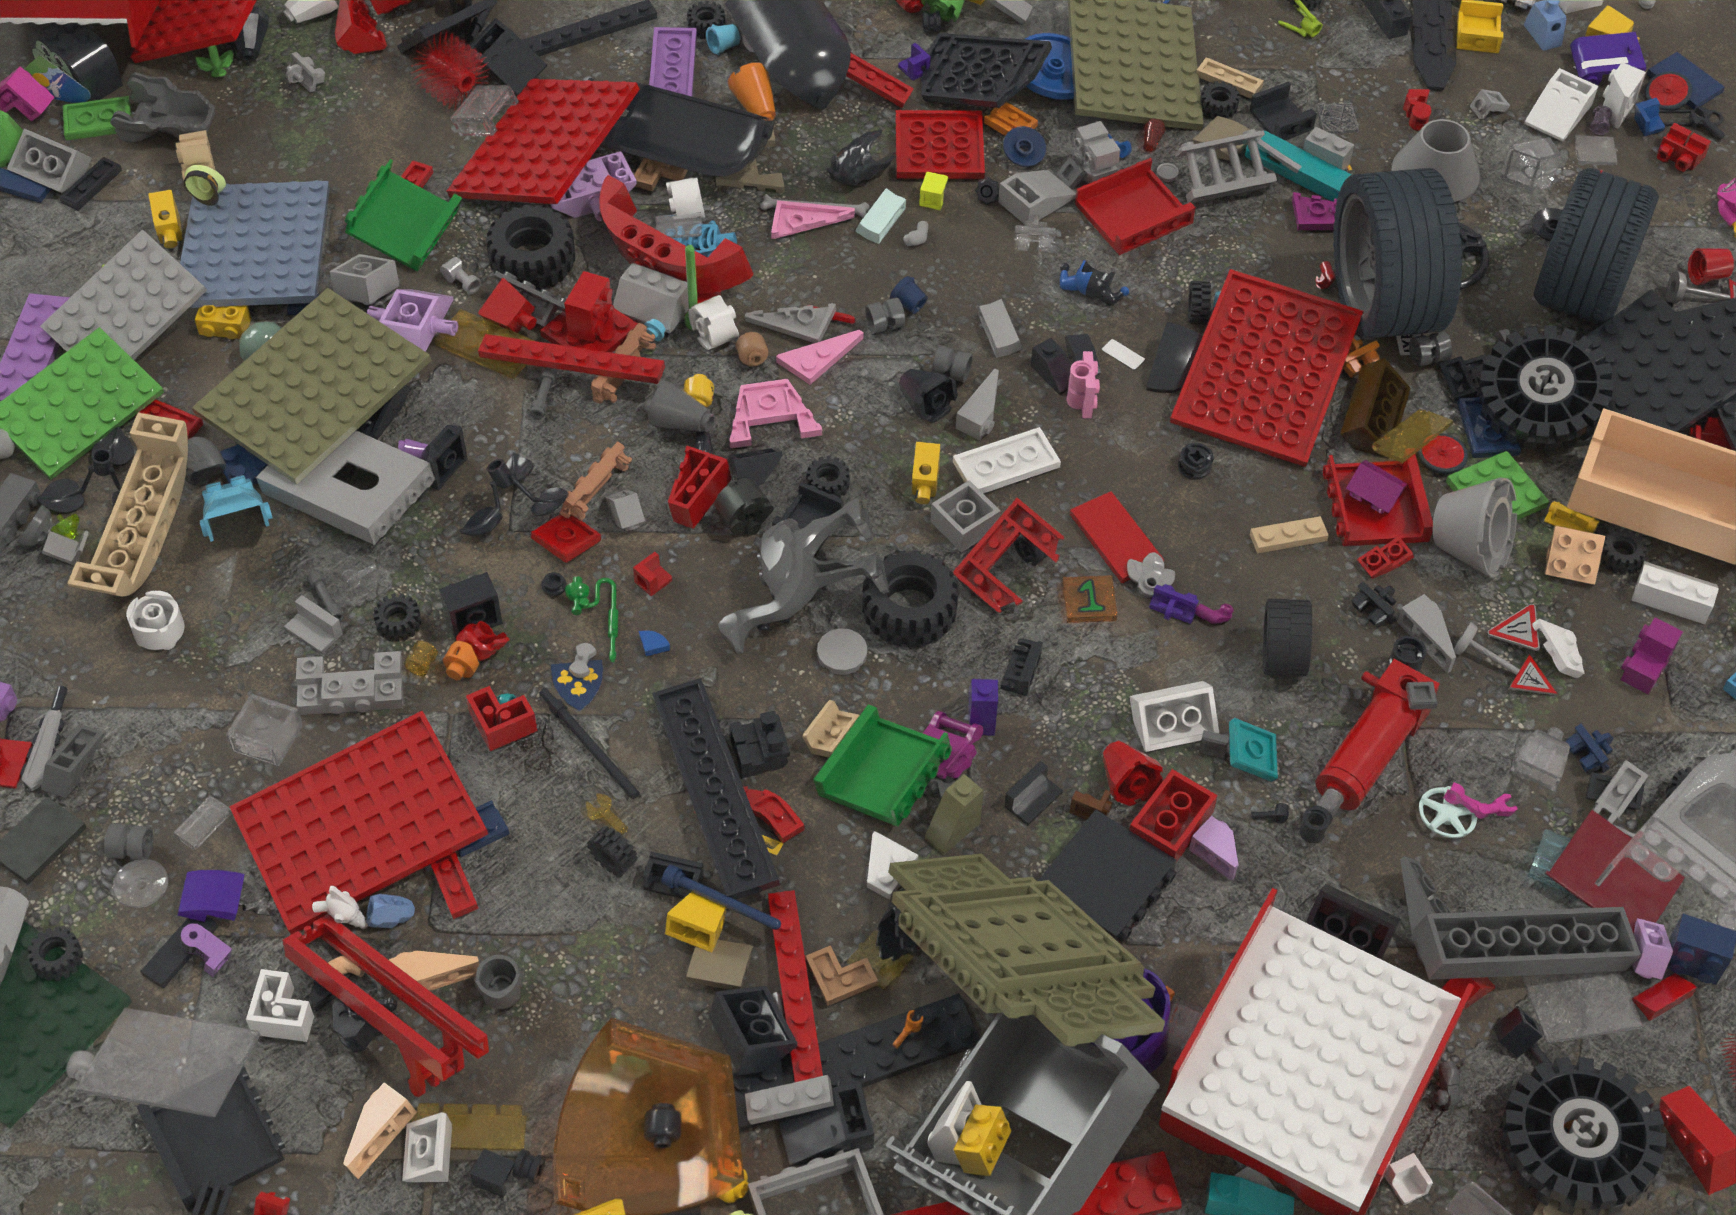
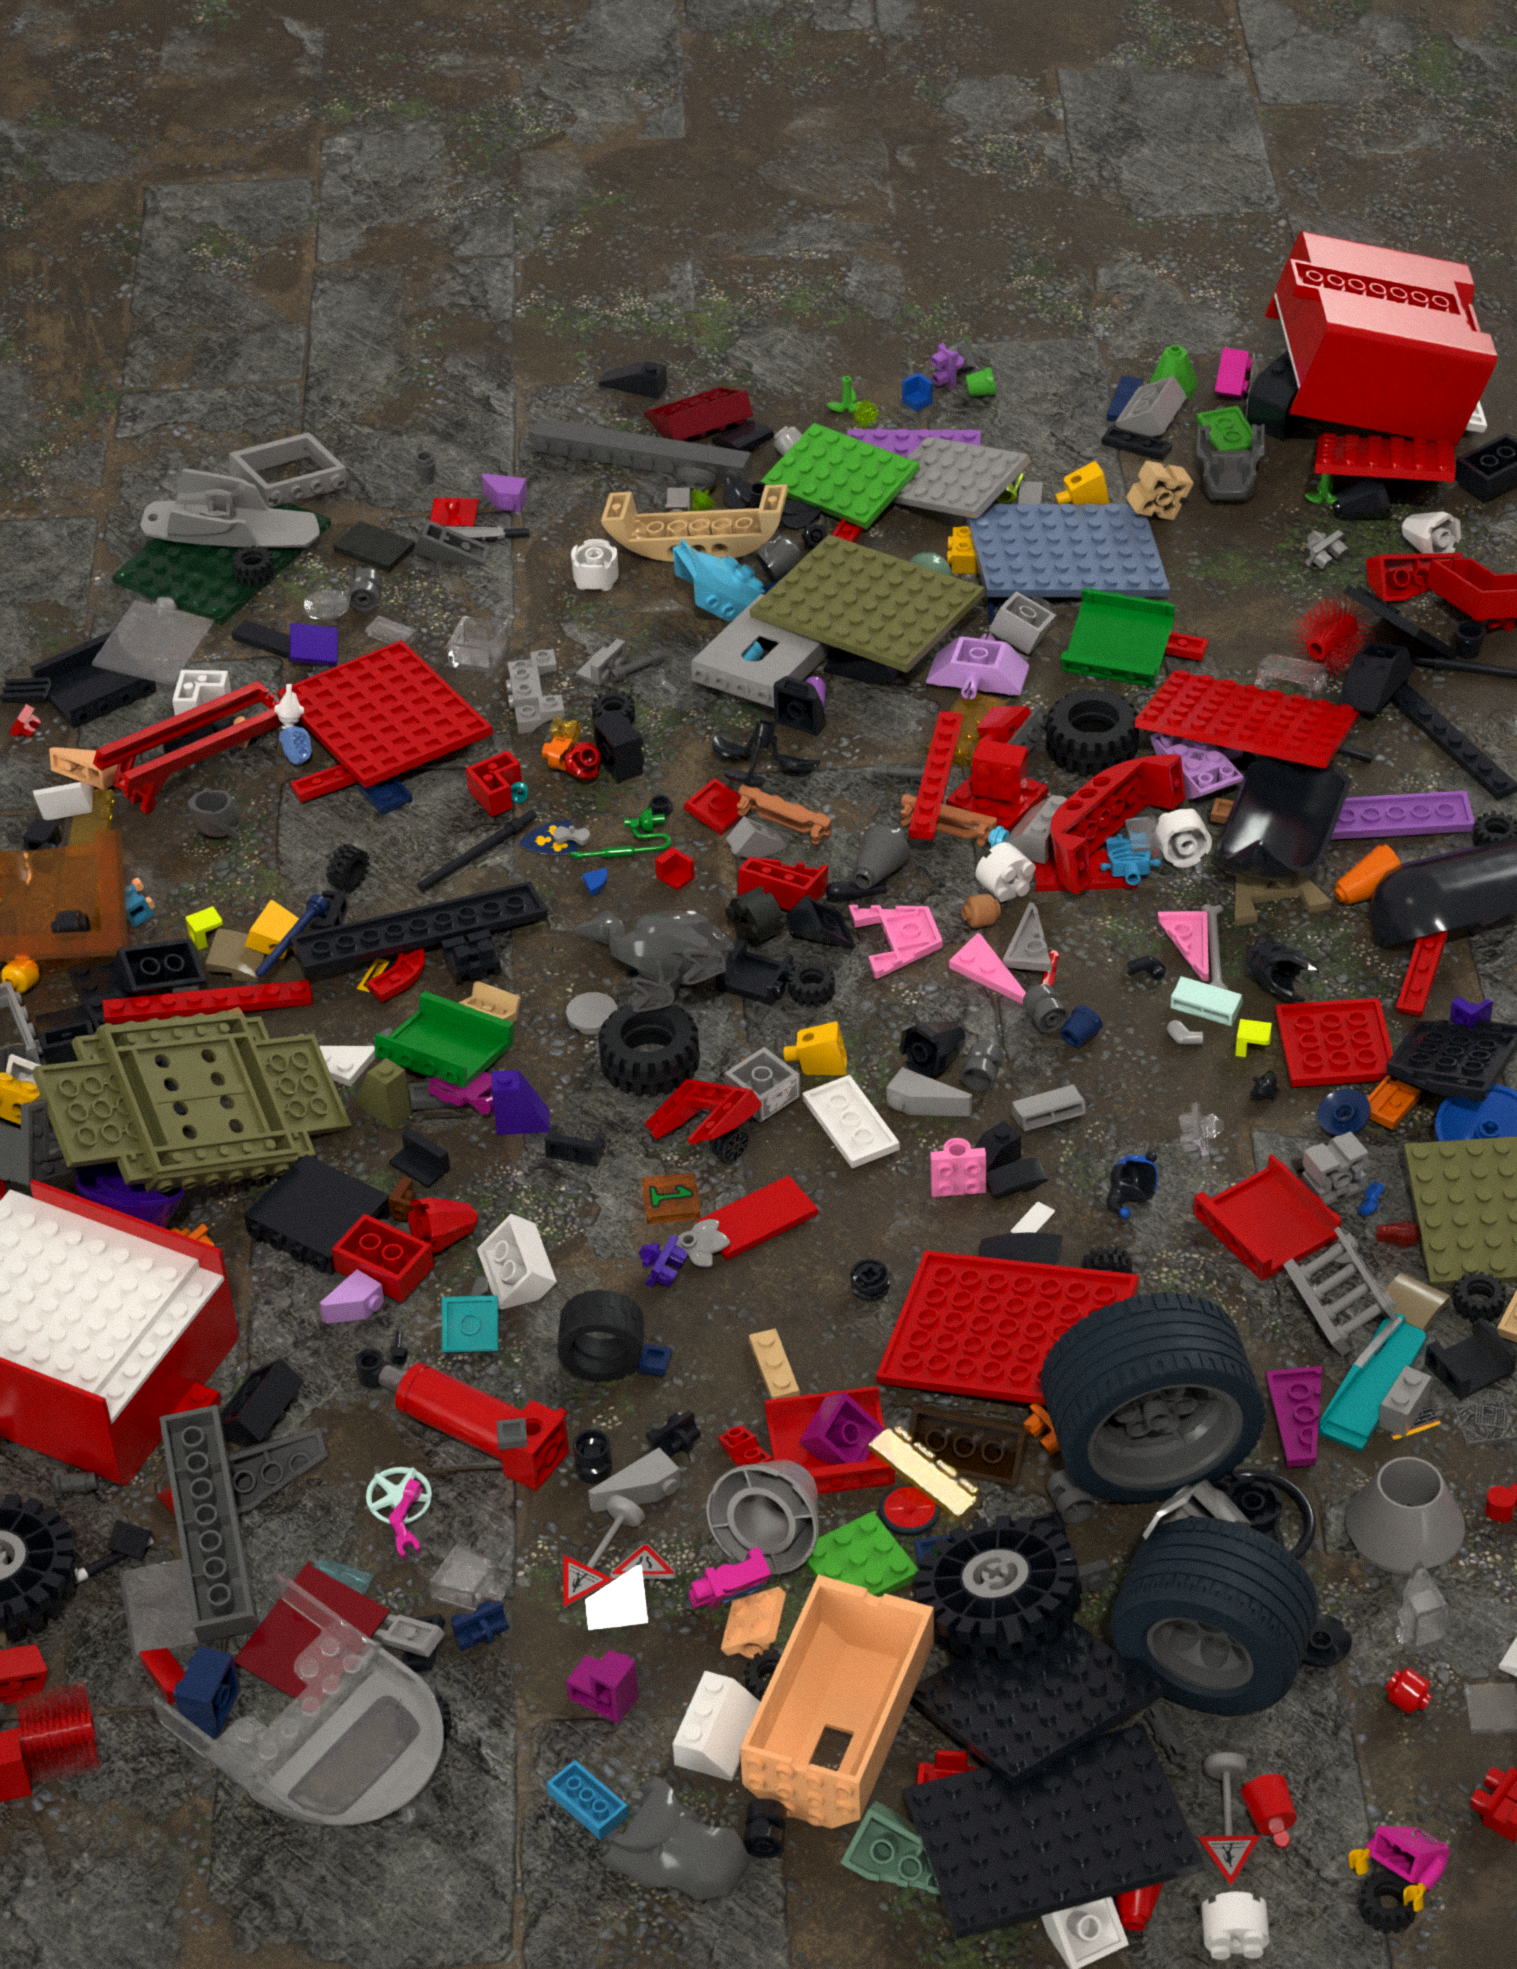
camera: 90 degrees right, 10 degrees down
(204, 184) = (1123, 496): yellowish green piece -> none
(206, 946) = (260, 648): medium lavender leg -> none
(436, 969) = (234, 774): light nougat slope -> none
(453, 270) = (1055, 690): light grey leg -> none
(605, 813) = (402, 867): clear yellow bar -> none
(675, 993) = (200, 923): none -> neon yellow panel
(691, 281) = (1025, 813): bright green piece -> none
(700, 388) = (915, 877): yellow head -> none
(722, 37) = (1460, 839): medium azure piece -> none
(789, 1099) = (84, 996): light grey plate -> none
(832, 249) = (1148, 964): none -> black arm
(1034, 194) = (1264, 1123): light grey slope -> none
(1215, 616) = (653, 1299): magenta arm -> none
(1514, 251) = (1197, 1501): none -> light grey piece
(1542, 562) = (730, 1581): none -> dark pink hips
(1653, 947) = (242, 1654): lavender slope -> none

